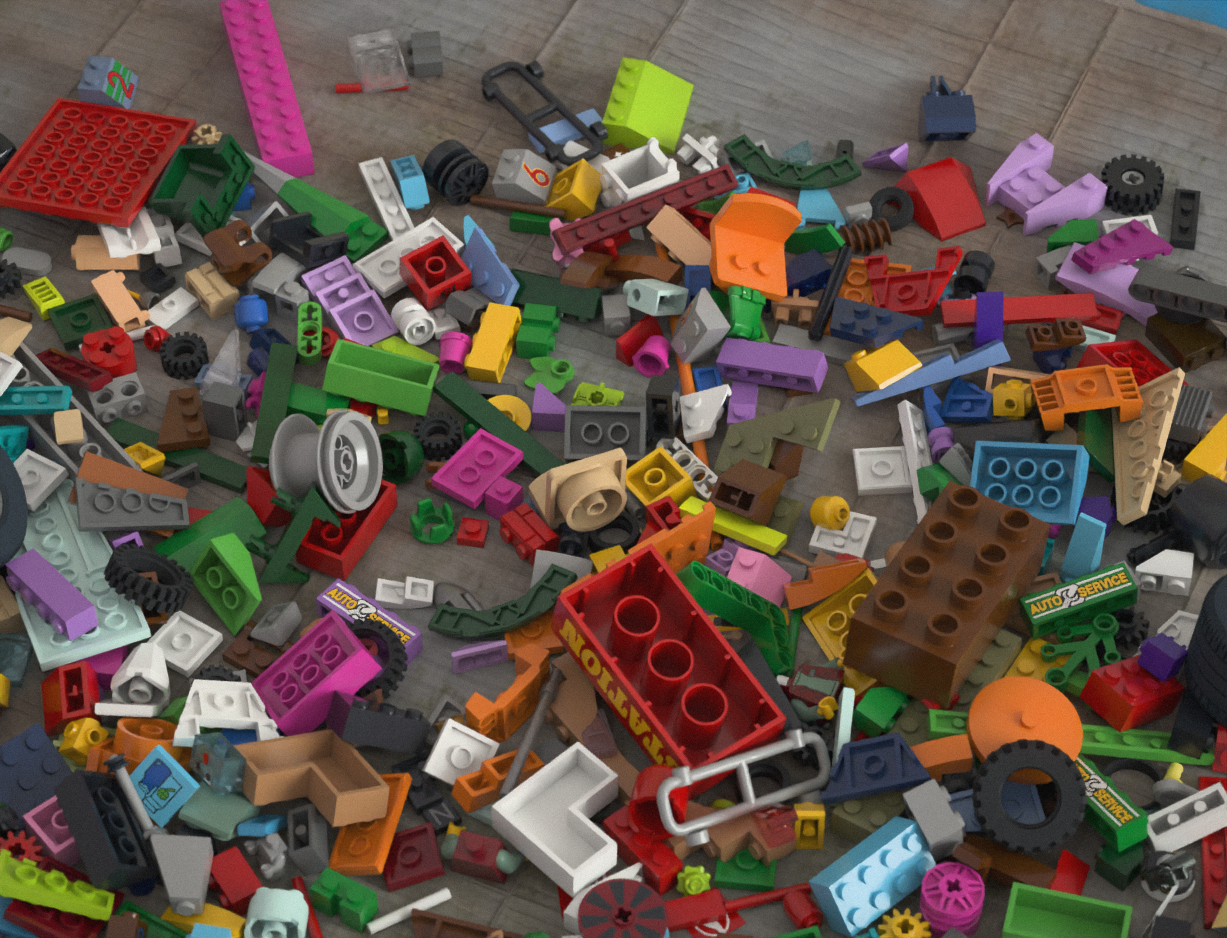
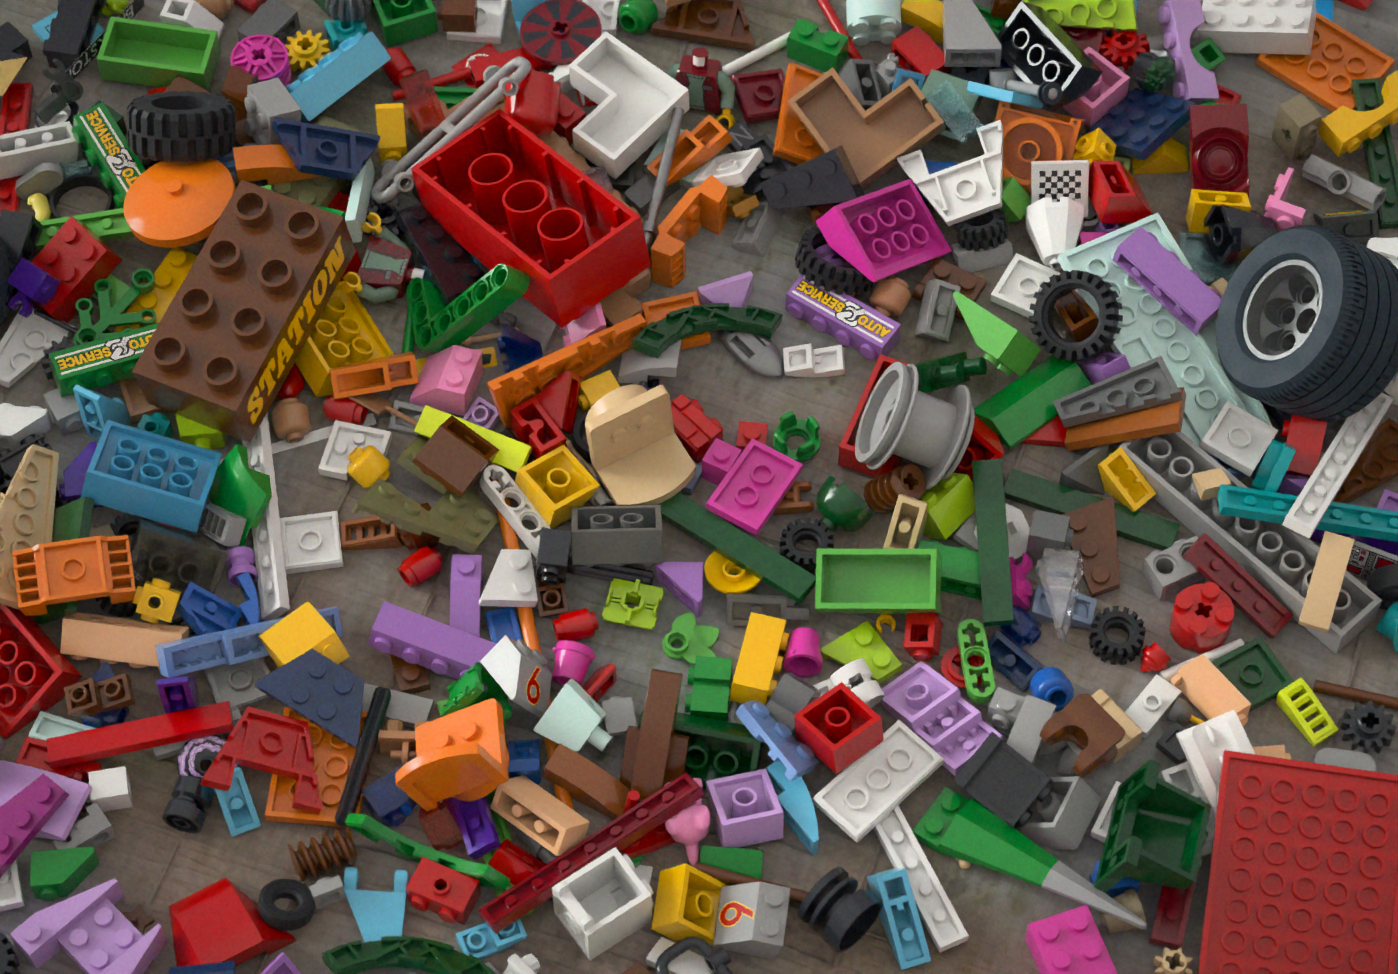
camera: 175 degrees right, 10 degrees up
(520, 240) = (745, 809): none -> lavender slope
(640, 382) = (575, 625): none -> red brick
(811, 474) = (383, 541): none -> dark orange slope
(1041, 285) = (110, 789): none -> white brick

